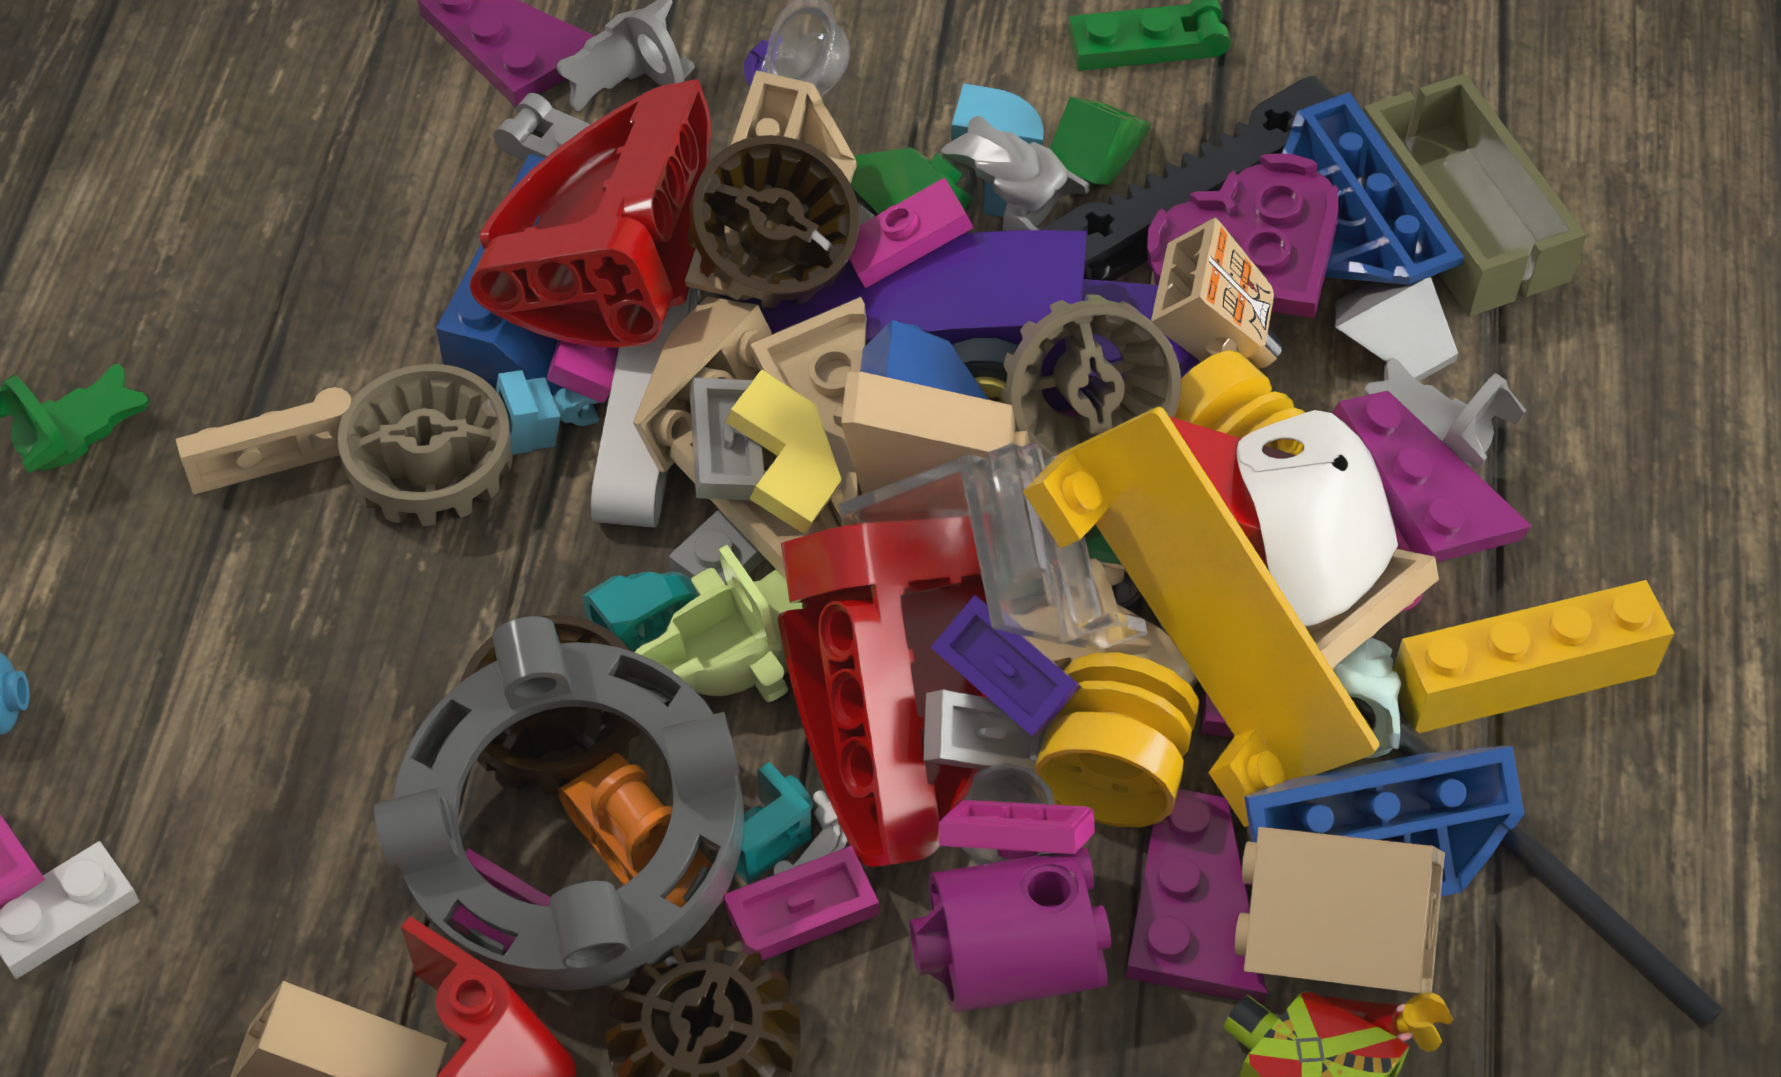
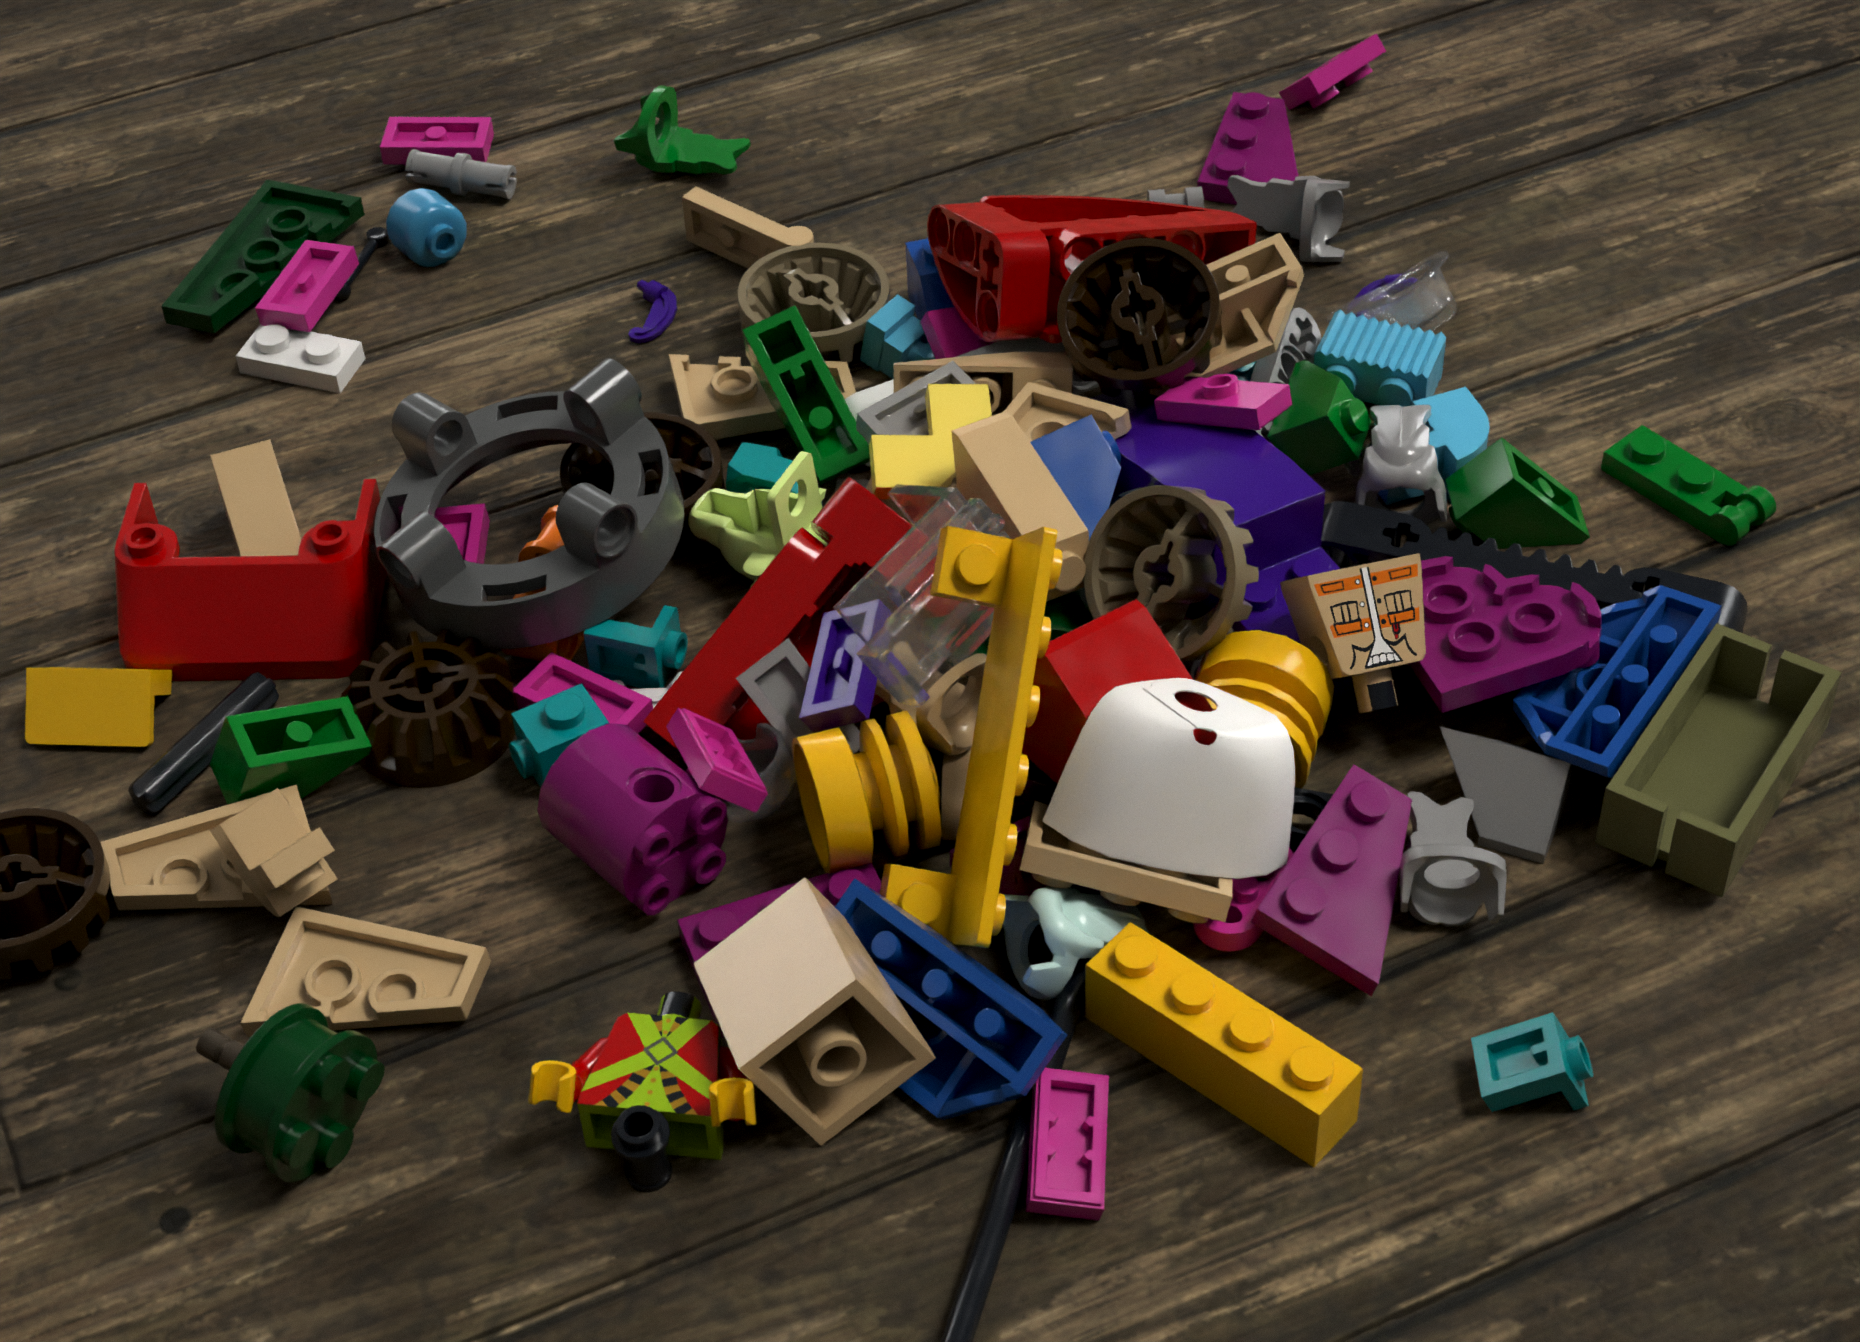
camera: 60 degrees right, 10 degrees down
(290, 567) = (661, 313): none -> dark purple piece
(498, 558) = (729, 396): none -> tan wing
(578, 514) = (805, 393): none -> green slope
(843, 943) = (550, 727): none -> teal bracket
(878, 109) = (1382, 360): none -> medium azure brick
(1568, 819) = (1068, 1144): none -> dark pink plate
(1664, 485) = (1530, 1063): none -> teal bracket

